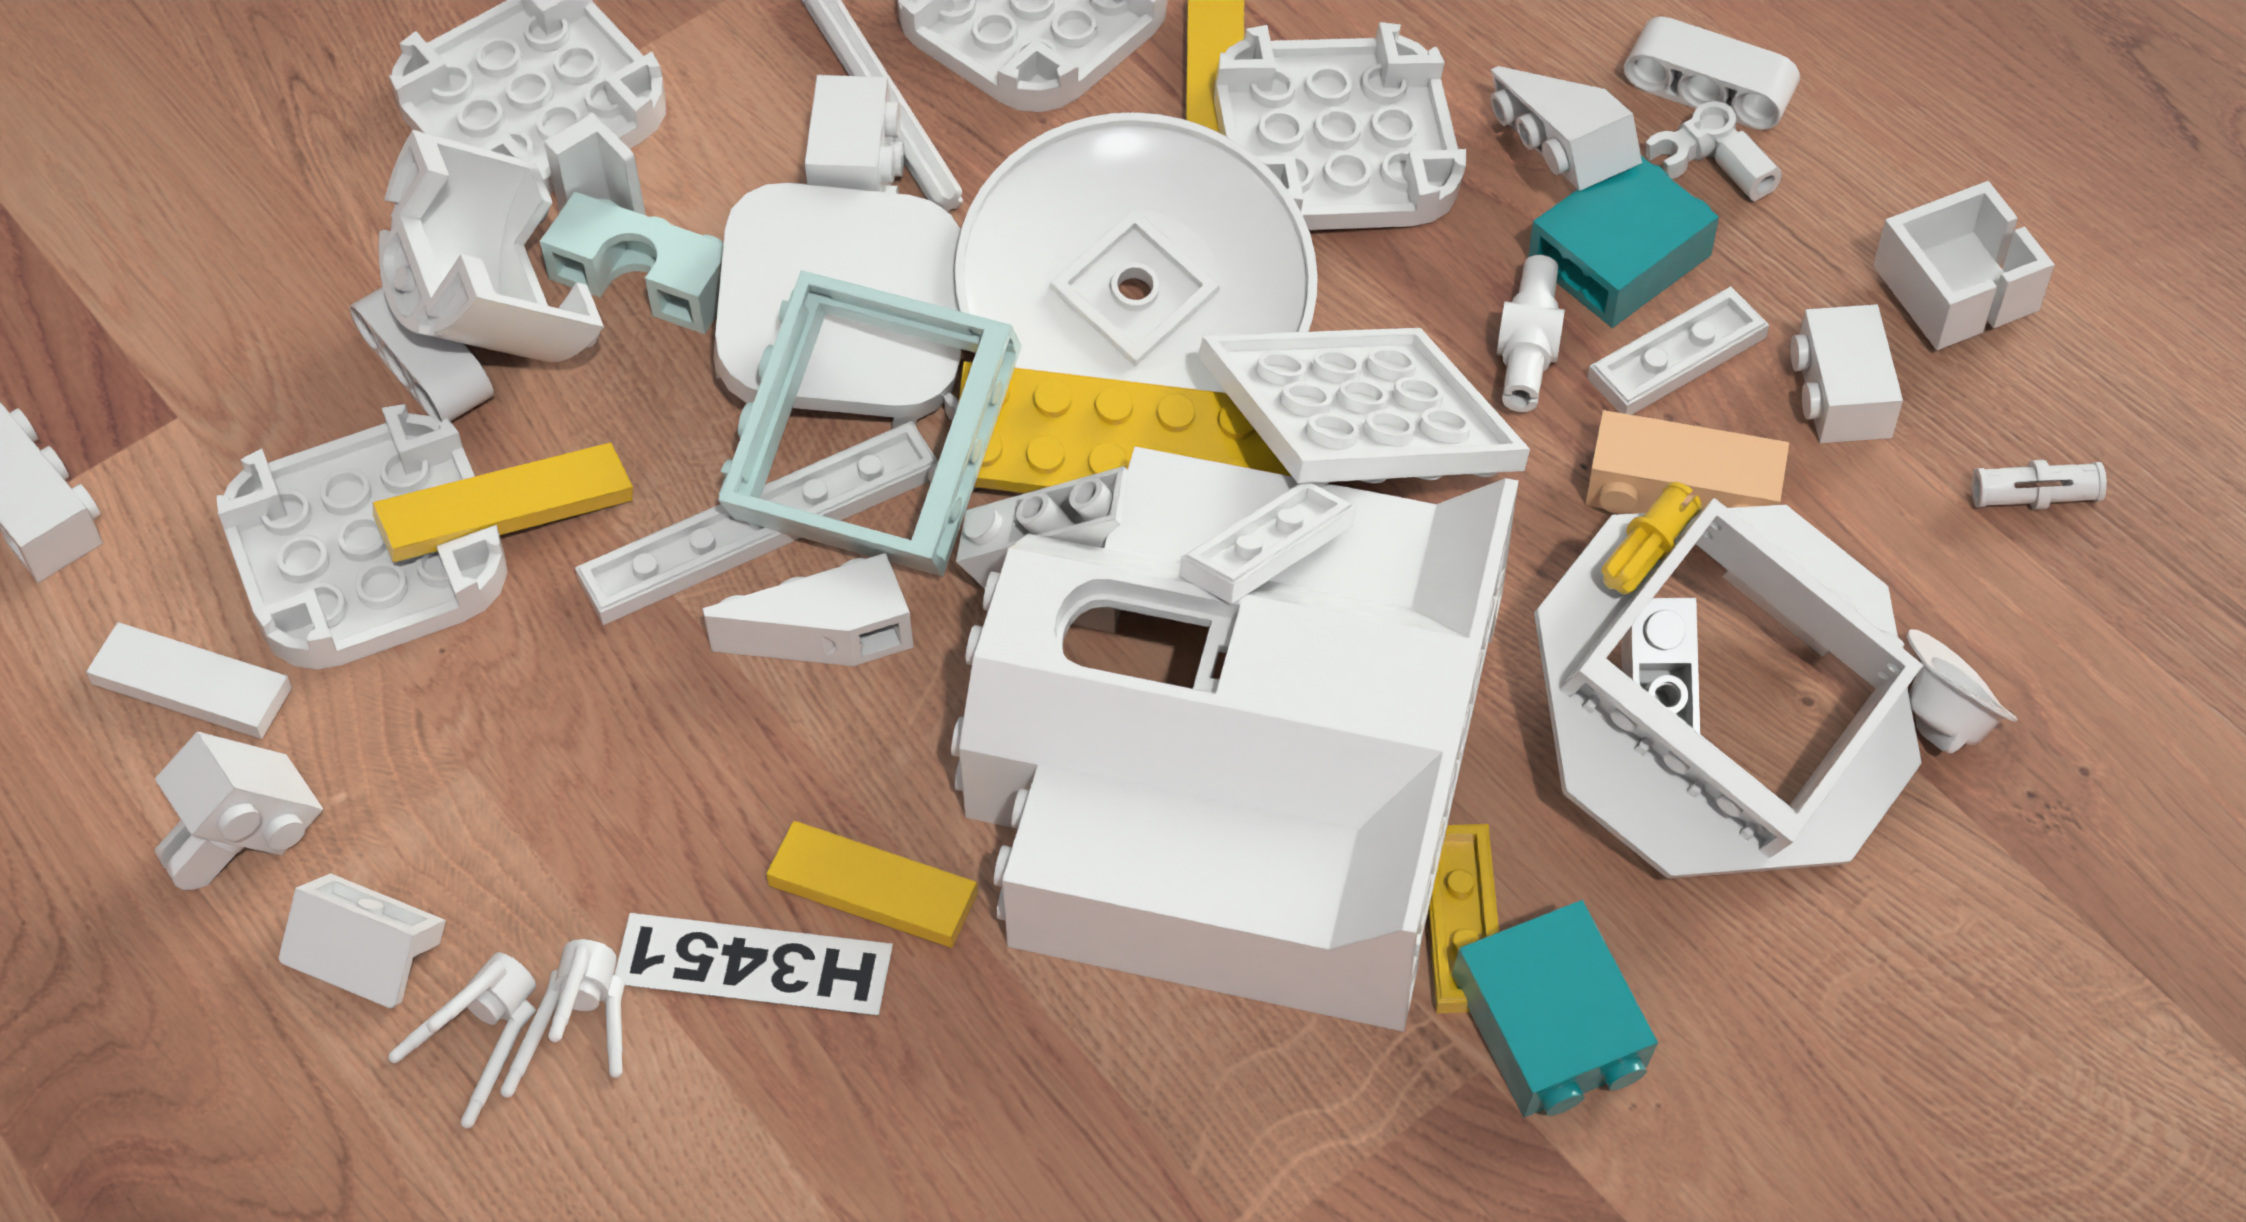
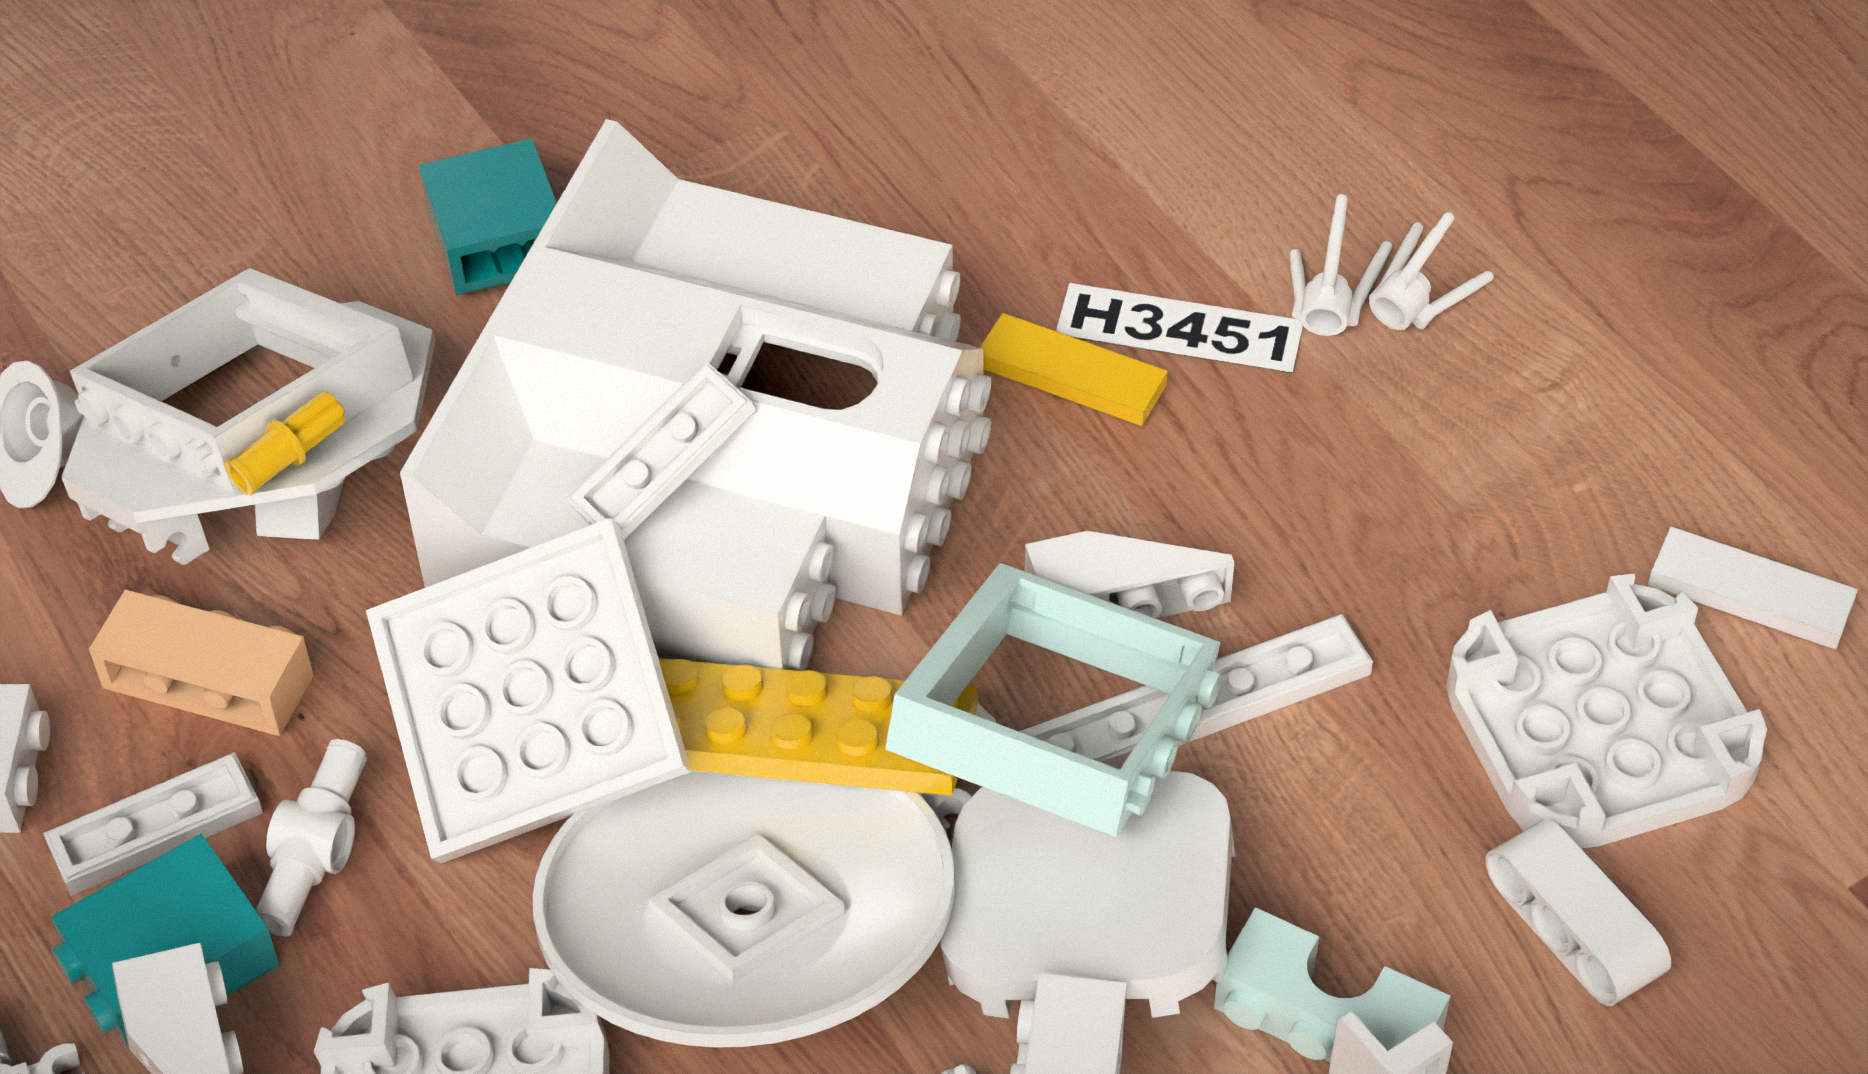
camera: 175 degrees left, 5 degrees down
(229, 801) = (1665, 418): white brick -> none
(356, 938) = (1529, 354): white panel -> none
(460, 257) = (1507, 895): white cylinder -> none
(505, 498) = (1455, 718): yellow tile -> none
(1071, 511) = (876, 584): white slope -> none

